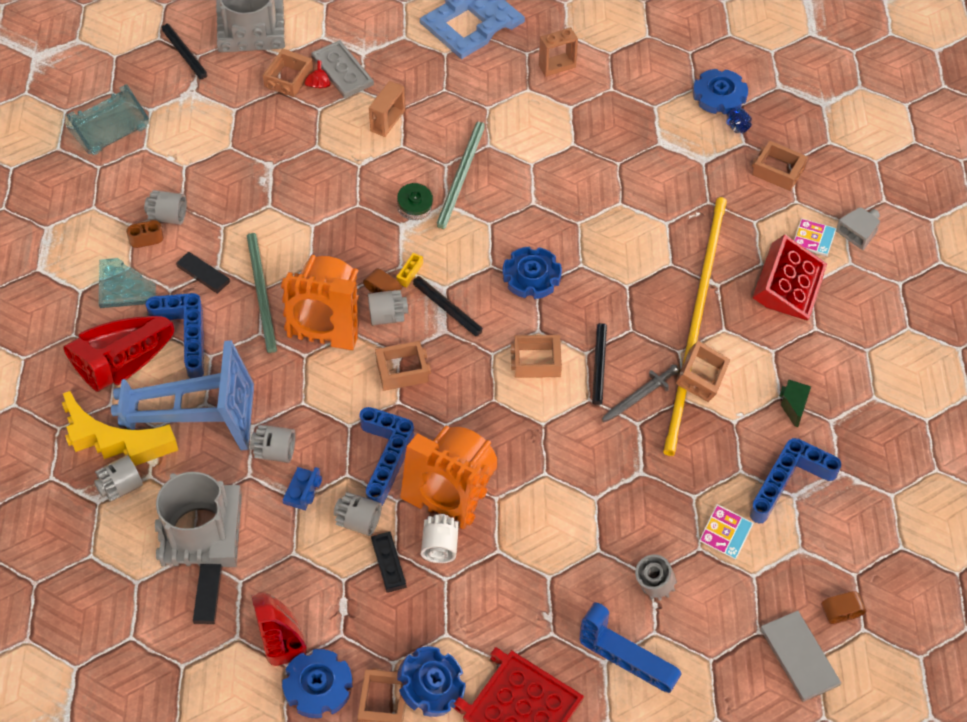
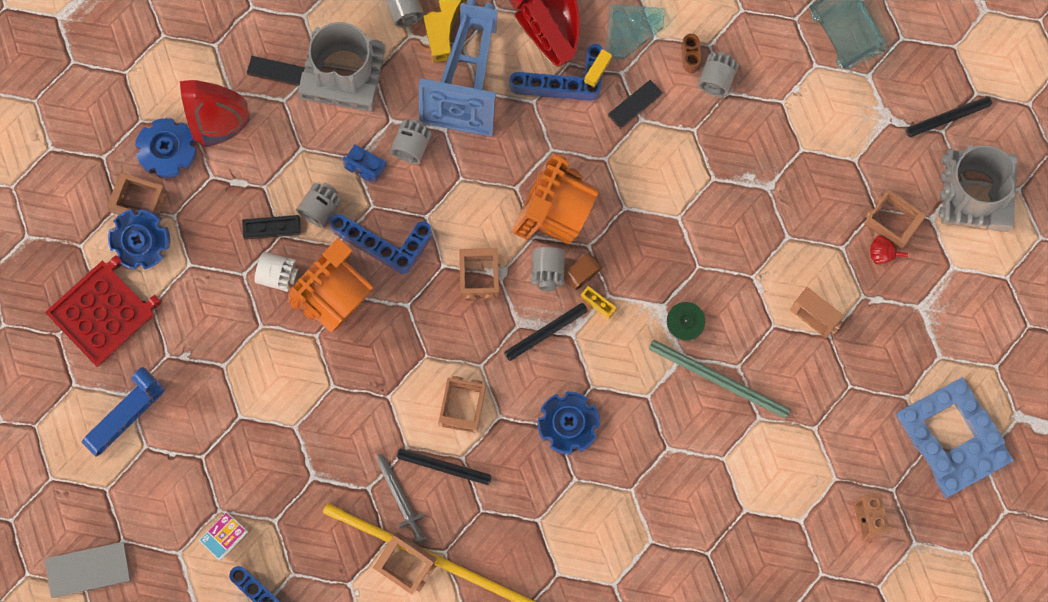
camera: 100 degrees right, 20 degrees up
(173, 294) = (598, 68): none -> yellow piece
(261, 293) = (602, 155): sand green axle -> none
(342, 69) = (897, 280): light grey tile -> none
(655, 576) = (186, 453): light grey gear -> none

